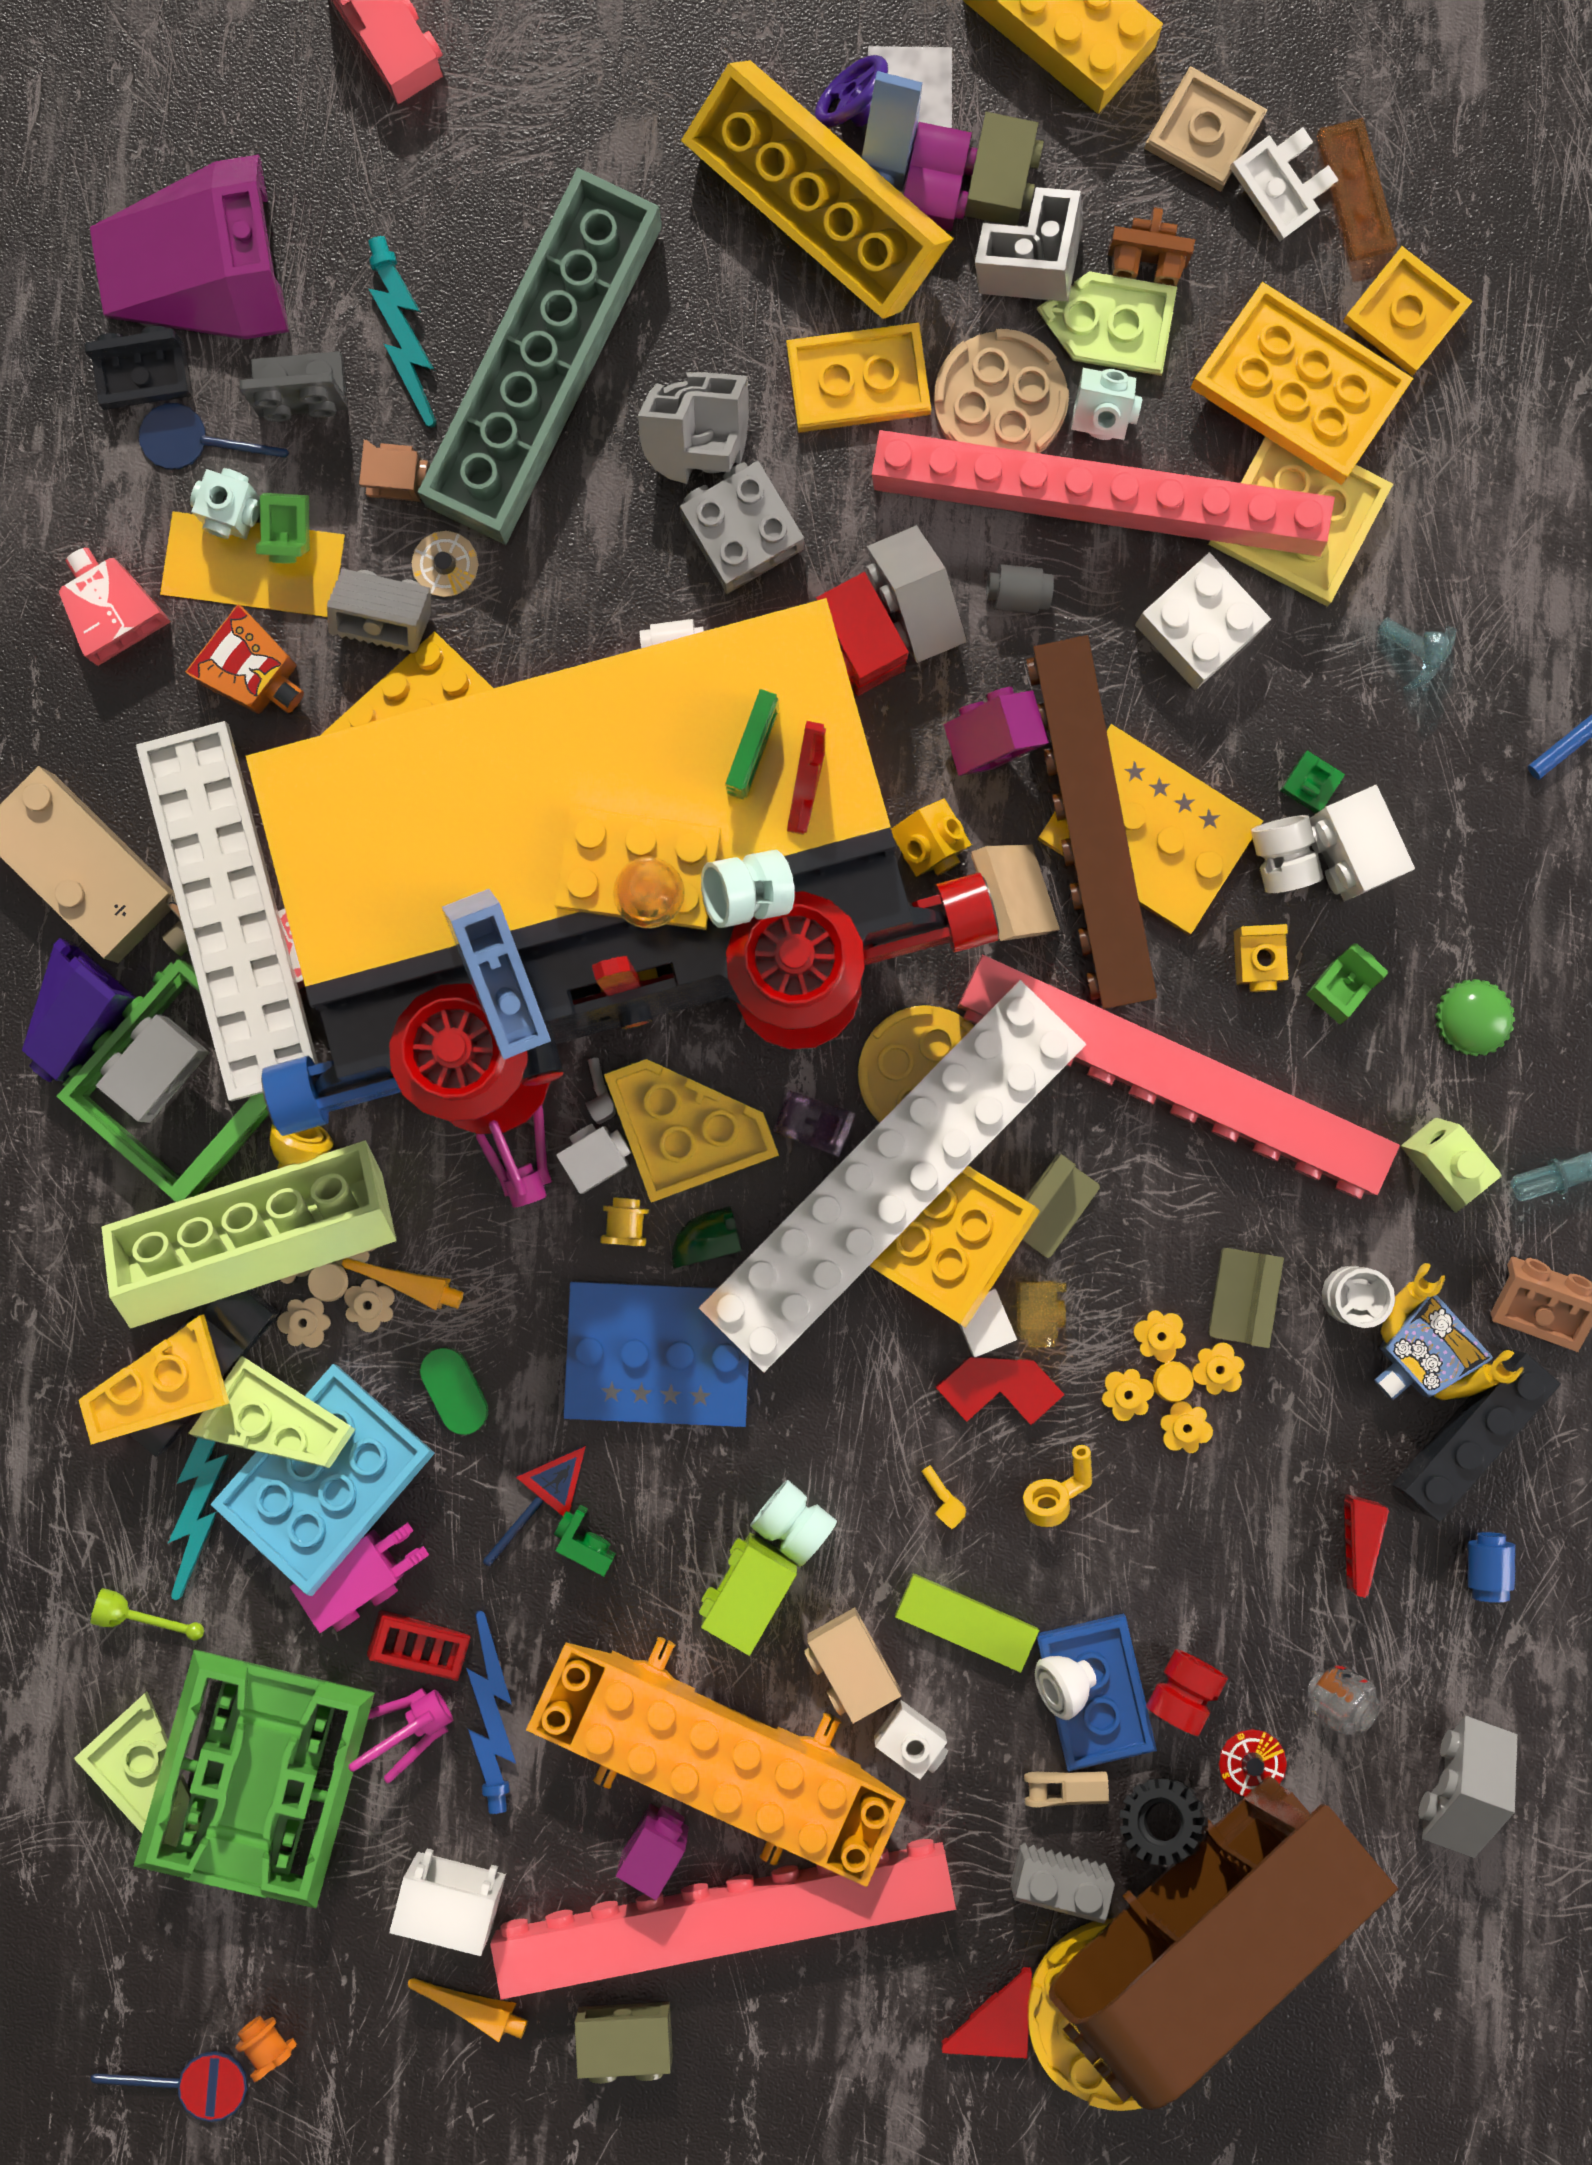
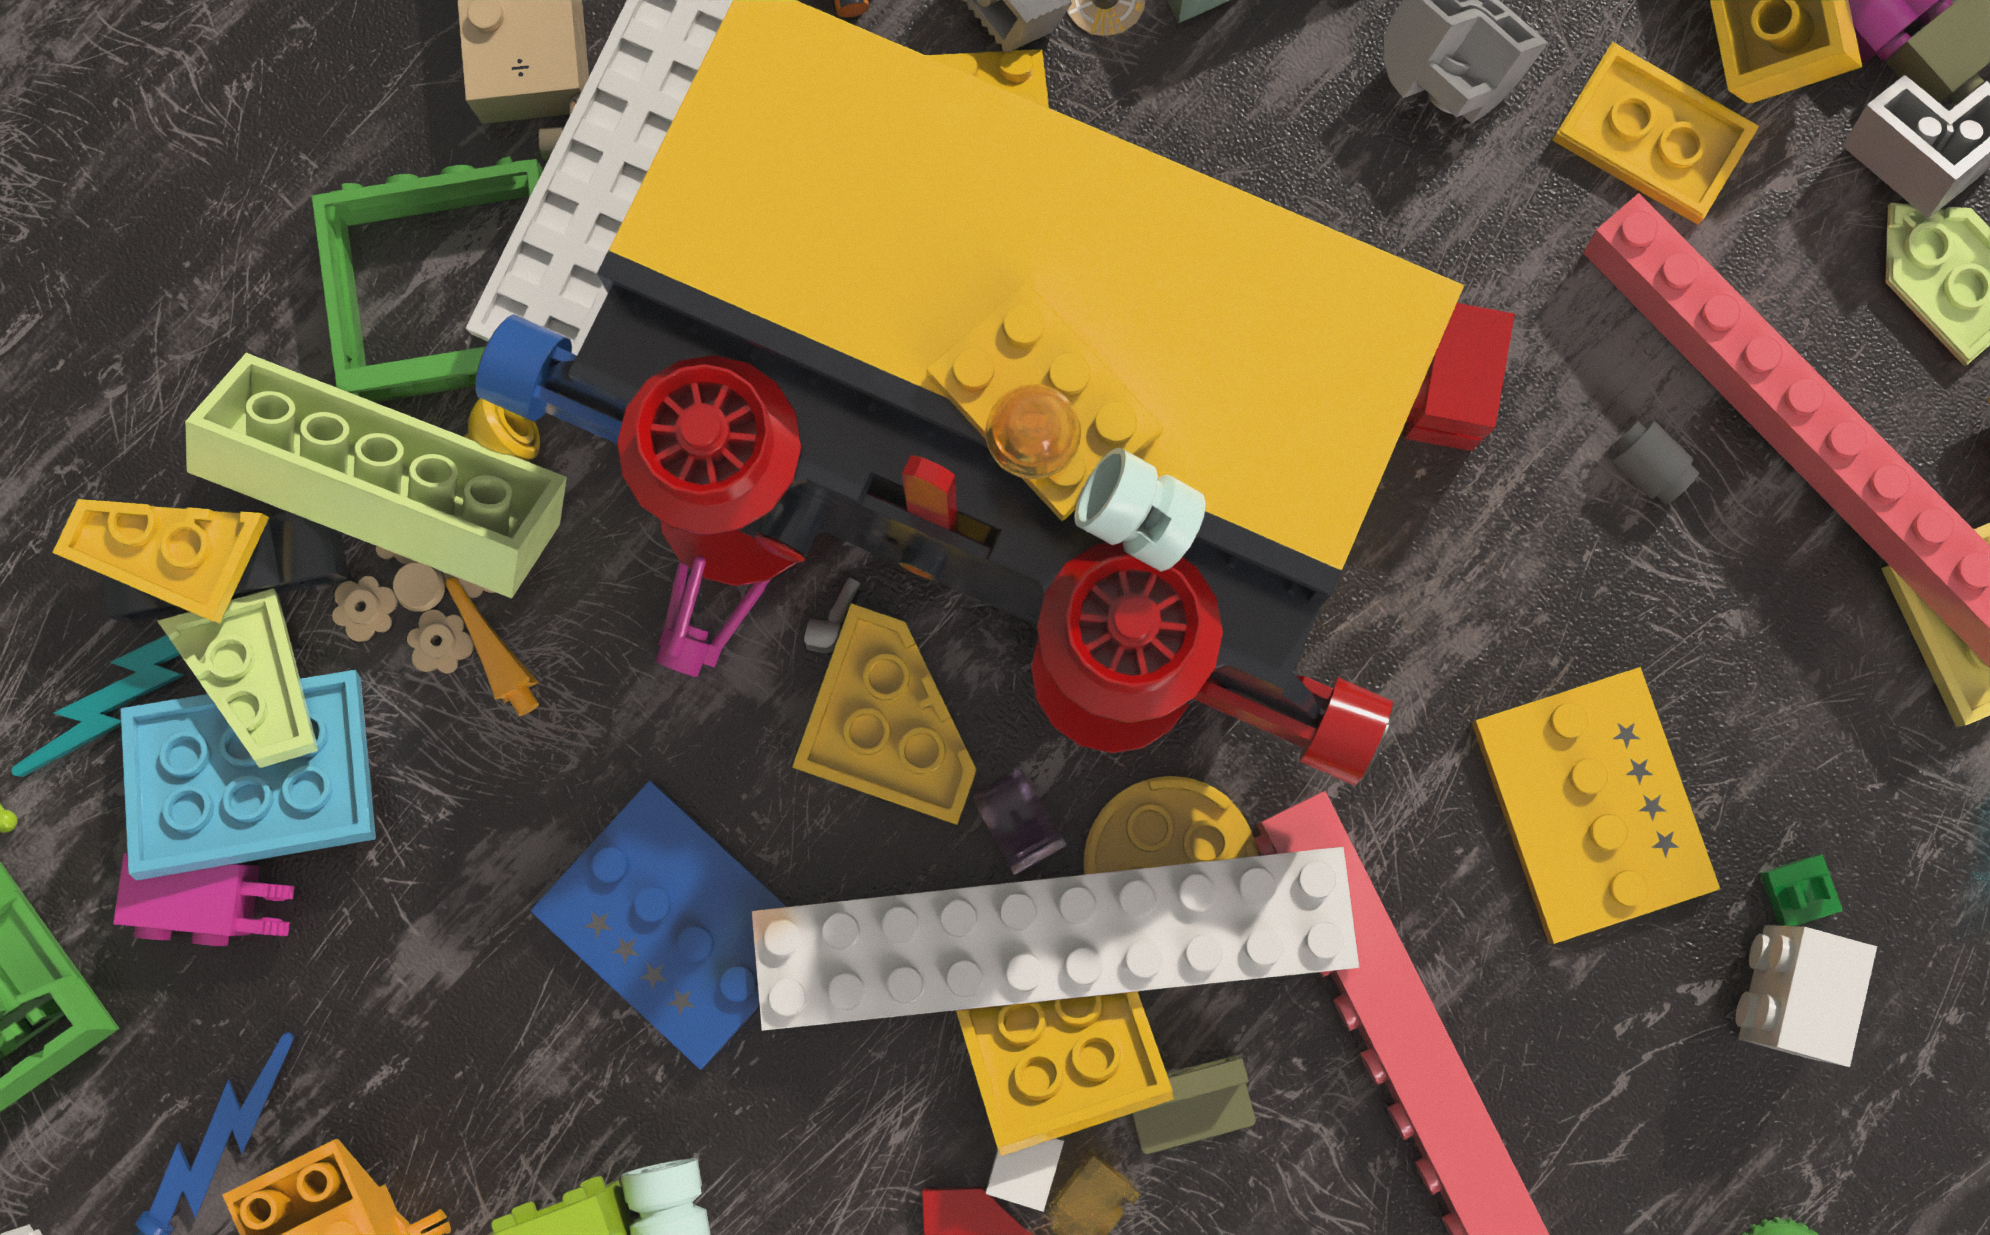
camera: 45 degrees right, 5 degrees down
(72, 1012) = (396, 129): dark purple slope -> none
(151, 1067) = (419, 238): light grey brick -> none
(395, 1657) = (183, 1030): red slope -> none
(427, 1715) = (149, 1096): dark pink plant -> none
(454, 1390) = (448, 794): green tile -> none
(496, 972) = (808, 390): medium blue slope -> none
(551, 1483) = (466, 967): piece -> none
(586, 1550) = (441, 1061): green bracket -> none
(594, 1157) = (774, 676): white brick -> none
(624, 1222) = (750, 766): yellow brick -> none
(706, 1238) = (819, 849): dark green brick -> none
(741, 525) = (1424, 181): light grey brick -> none
(752, 744) = (1266, 368): green tile -> none
(807, 777) = (1299, 445): red tile -> none
(917, 591) = (1550, 382): light grey brick -> none
(931, 839) = (1366, 634): yellow brick -> none
(995, 731) = (1518, 579): magenta brick -> none
(1001, 392) = (1790, 255): tan tile -> none
(1016, 890) = (1412, 754): tan tile -> none
(1094, 822) = (1546, 750): reddish brown brick -> none
(1105, 404) = (1888, 347): light aqua brick -> none
(1202, 621) = (1817, 638): white brick -> none
(1247, 944) = (1604, 1002): yellow brick -> none
(1287, 854) = (1720, 943): white wheel -> none
(1347, 982) = (1678, 1125): bright green bracket -> none

